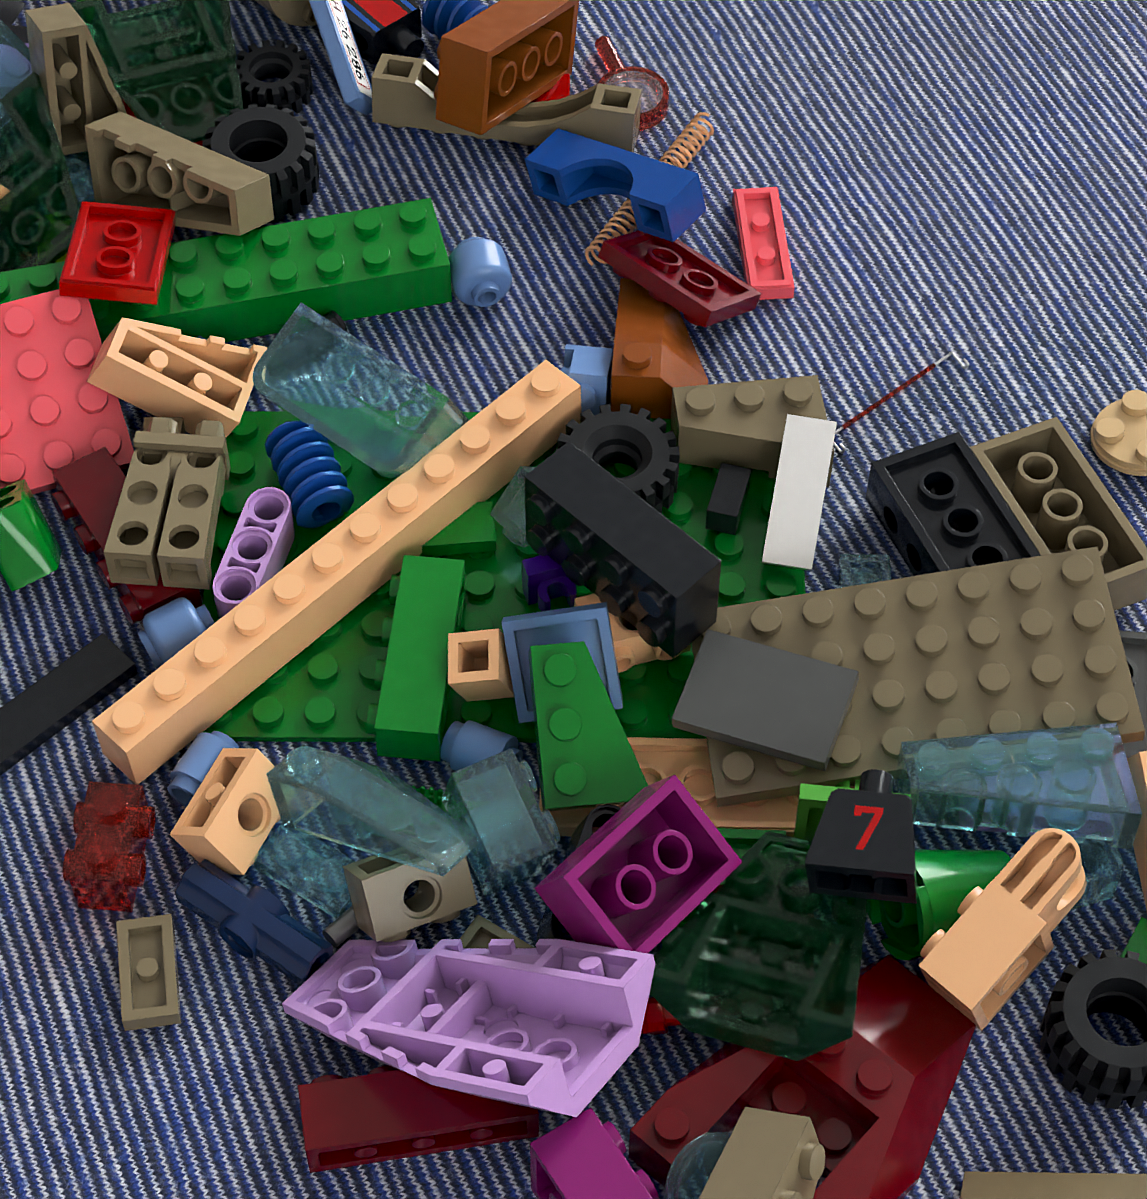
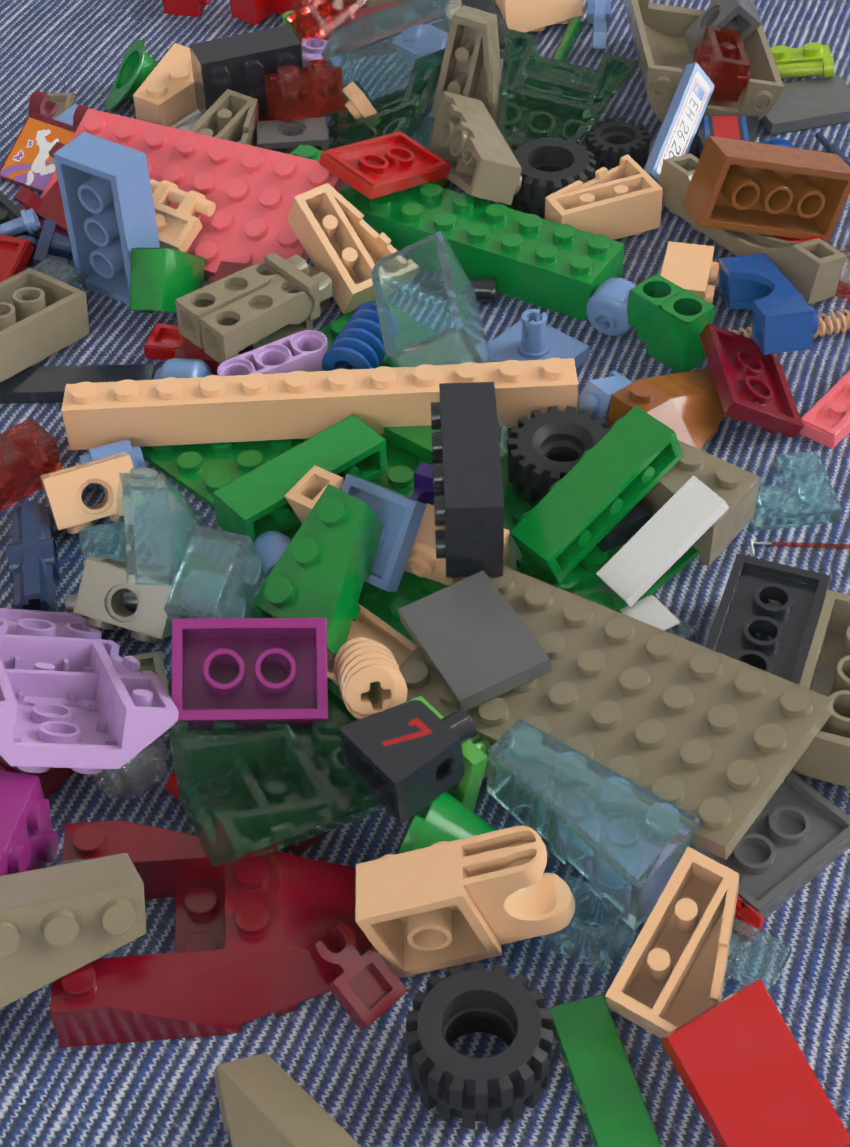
camera: 45 degrees right, 10 degrees down
(80, 598) = (163, 342): none -> red tile
(354, 155) = (611, 204): none -> light nougat wedge
(454, 363) = (536, 341): none -> medium blue tile
(507, 201) = (692, 268): none -> light nougat brick
(554, 258) = (669, 322): none -> green piece
(711, 468) = (597, 493): none -> green brick
(734, 800) = (368, 677): none -> light nougat piece
(819, 353) = (800, 499): none -> clear light blue plate
(844, 568) = (652, 612): none -> white sticker
(981, 1051) = (363, 980): none -> dark red plate

